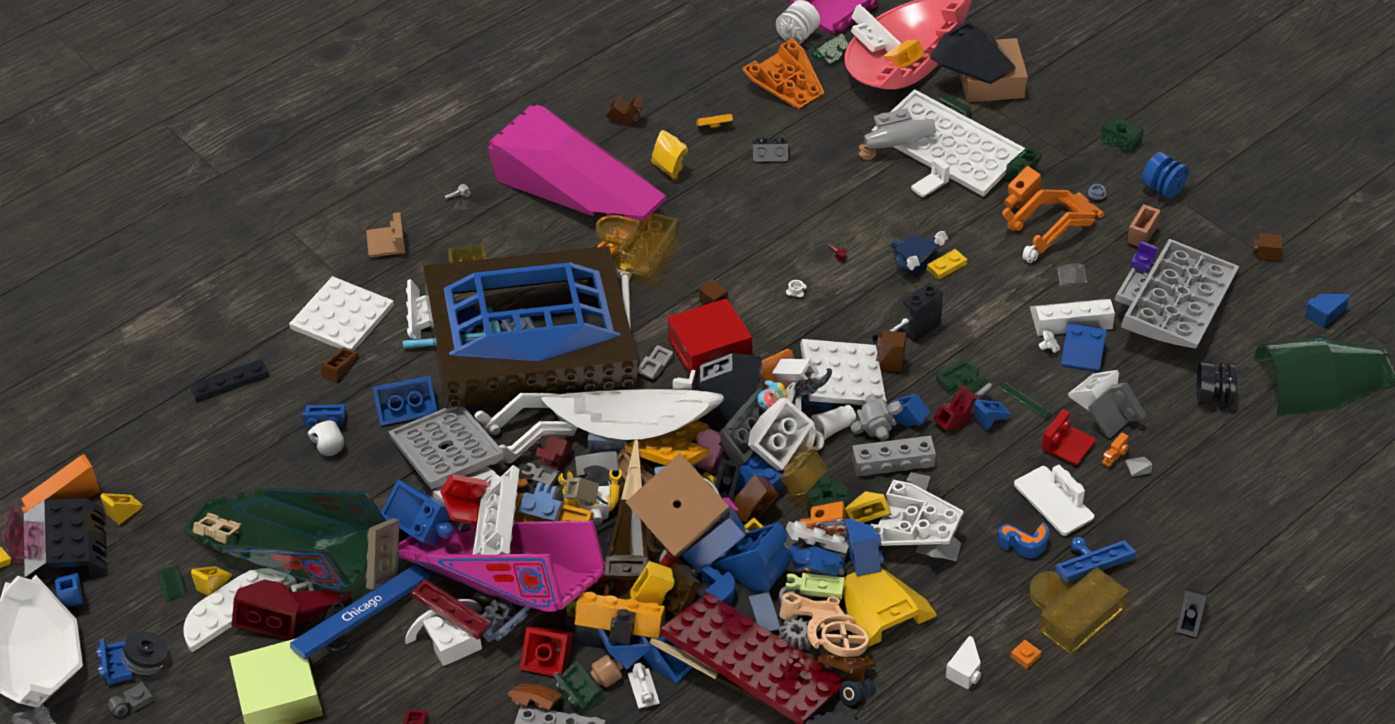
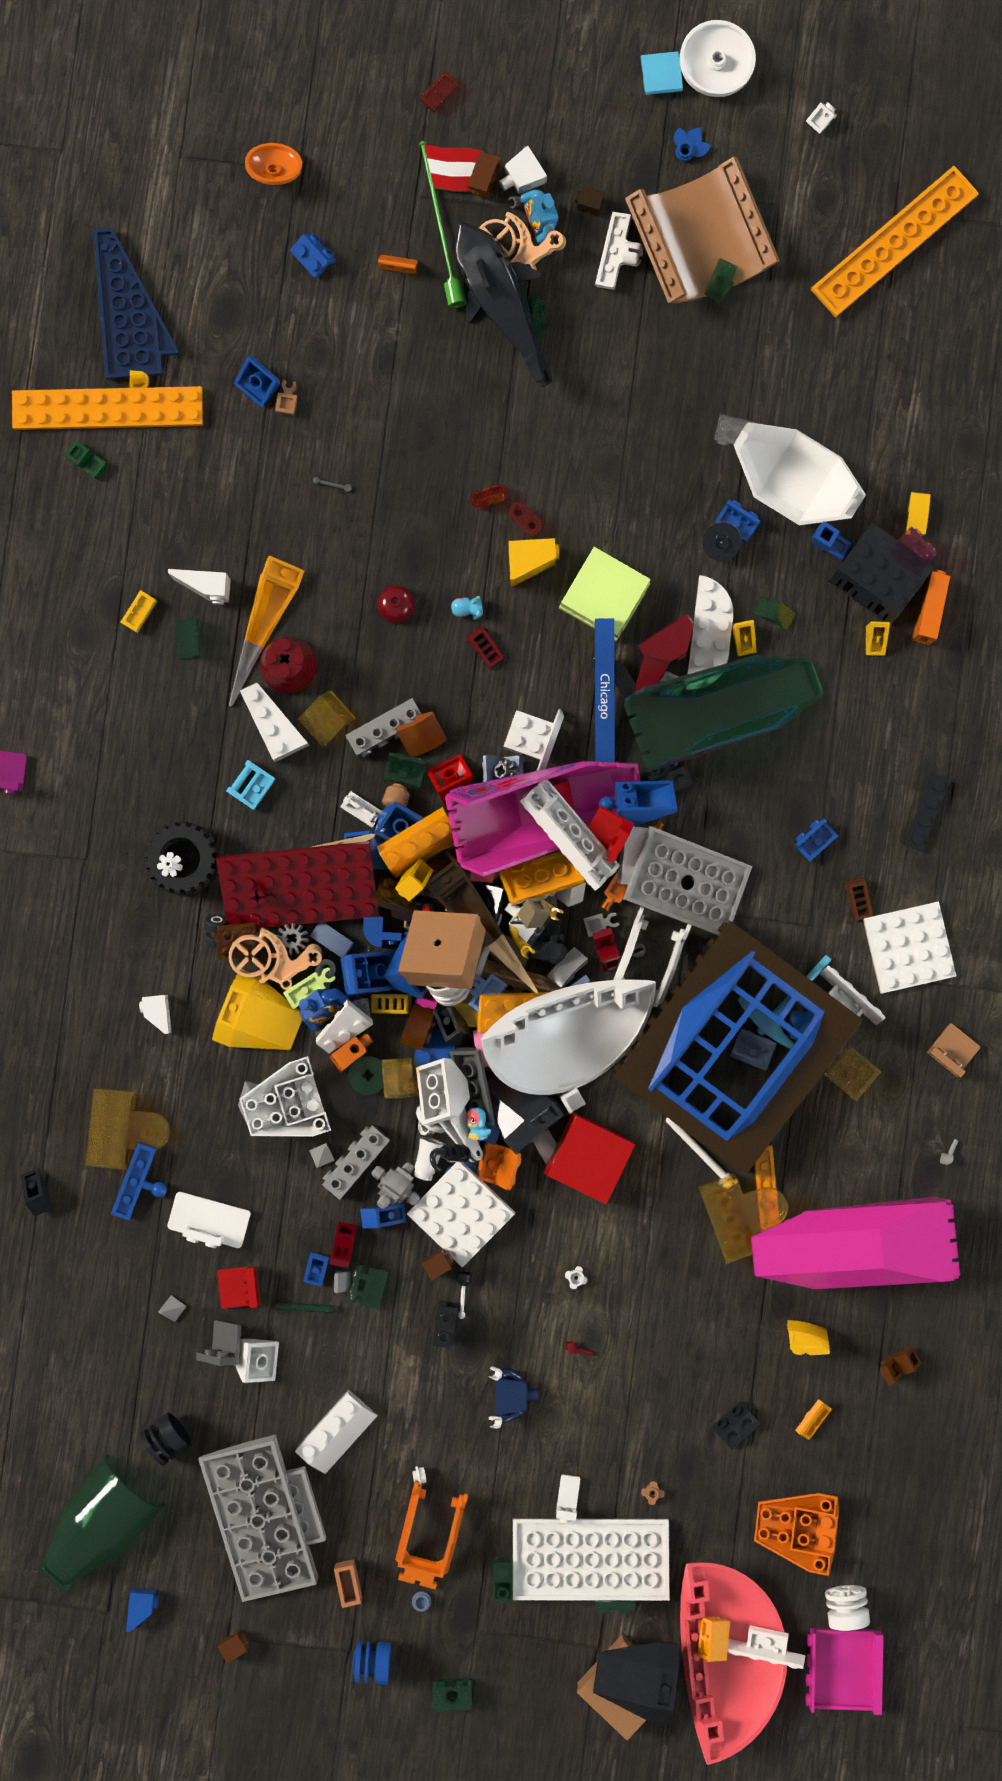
camera: 140 degrees right, 40 degrees up
(134, 697) = (696, 511): dark grey plate -> none
(215, 529) = (782, 671): tan piece -> none
(329, 438) = (787, 820): white helmet -> none
(382, 553) = (630, 745): dark tan plate -> none
(404, 400) = (771, 905): blue slope -> none
(451, 609) = (536, 743): dark red tile -> none
(542, 503) = (555, 880): medium blue hinge -> none
(622, 627) = (400, 825): black brick -> none
(655, 363) = (617, 1105): light grey slope -> none
(712, 292) = (633, 1212): reddish brown brick -> none
(794, 370) = (485, 1170): white brick -> none
(832, 50) = (792, 1602): clear green bracket -> none
(863, 547) = (298, 1045): blue slope -> none
(868, 507) = (334, 1092): yellow slope -> none
(898, 129) = (640, 1532): light grey plate -> none
(946, 264) = (479, 1409): yellow plate -> none
(1022, 542) = (199, 1156): blue animal -> none
(1023, 188) = (477, 1553): orange torso -> none
(1025, 654) = (126, 1059): orange plate -> none
(1050, 342) = (329, 1384): white plant -> none
(1071, 274) = (368, 1478): clear panel -> none
(1083, 347) = (298, 1398): blue slope -> none
(1118, 448) = (196, 1310): orange plate -> none
(1144, 257) = (315, 1535): dark purple bracket -> none

